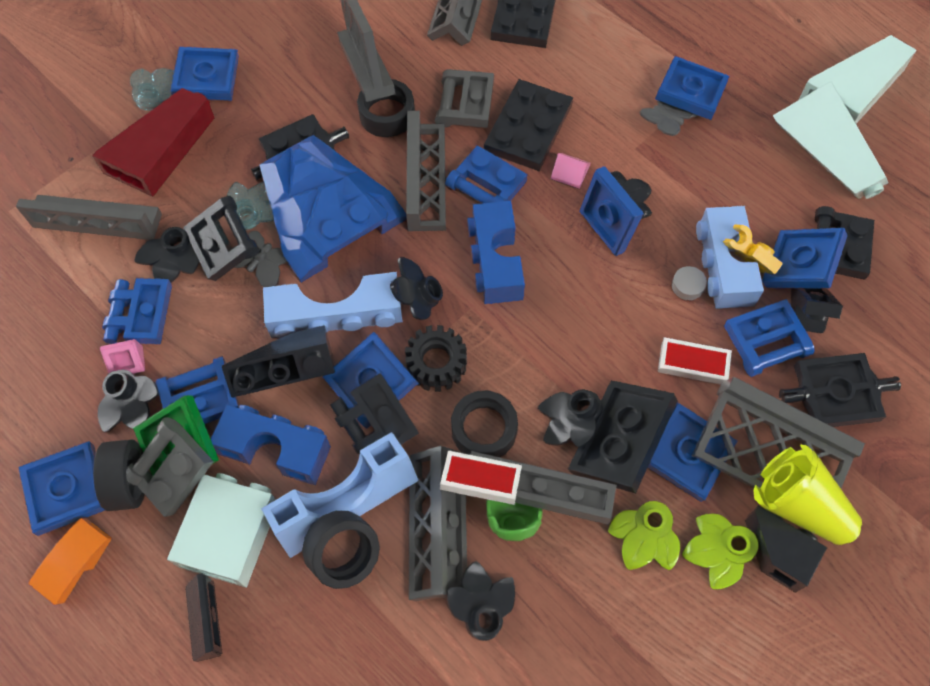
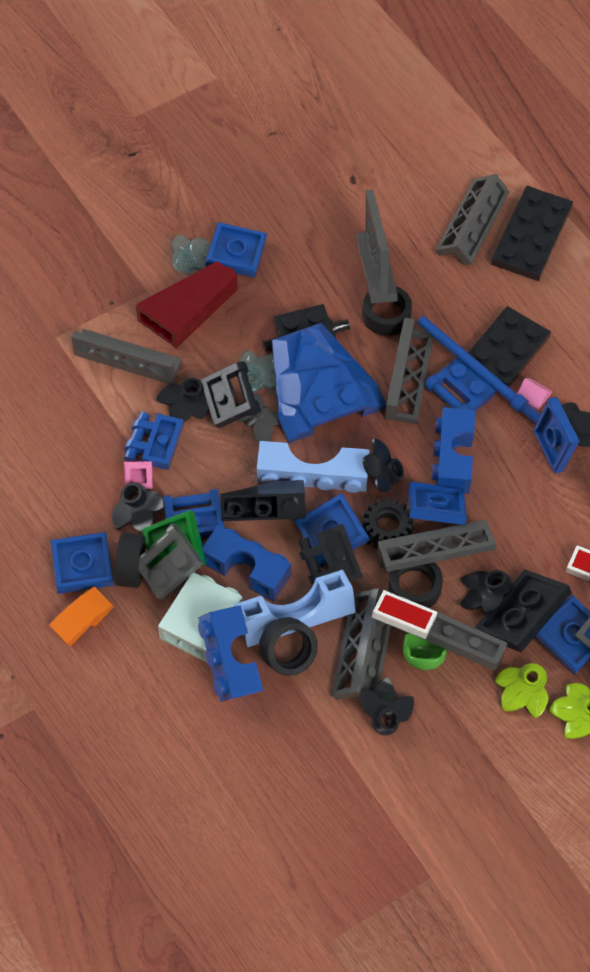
camera: 10 degrees right, 5 degrees down
(203, 618) = (174, 676): black slope -> none
(245, 554) = (230, 677): none -> blue arch
(474, 102) = (465, 315): dark grey plate -> none
(490, 321) = (437, 503): none -> blue plate
(499, 375) = (435, 545): none -> dark grey fence
(556, 182) = (518, 402): none -> blue bar

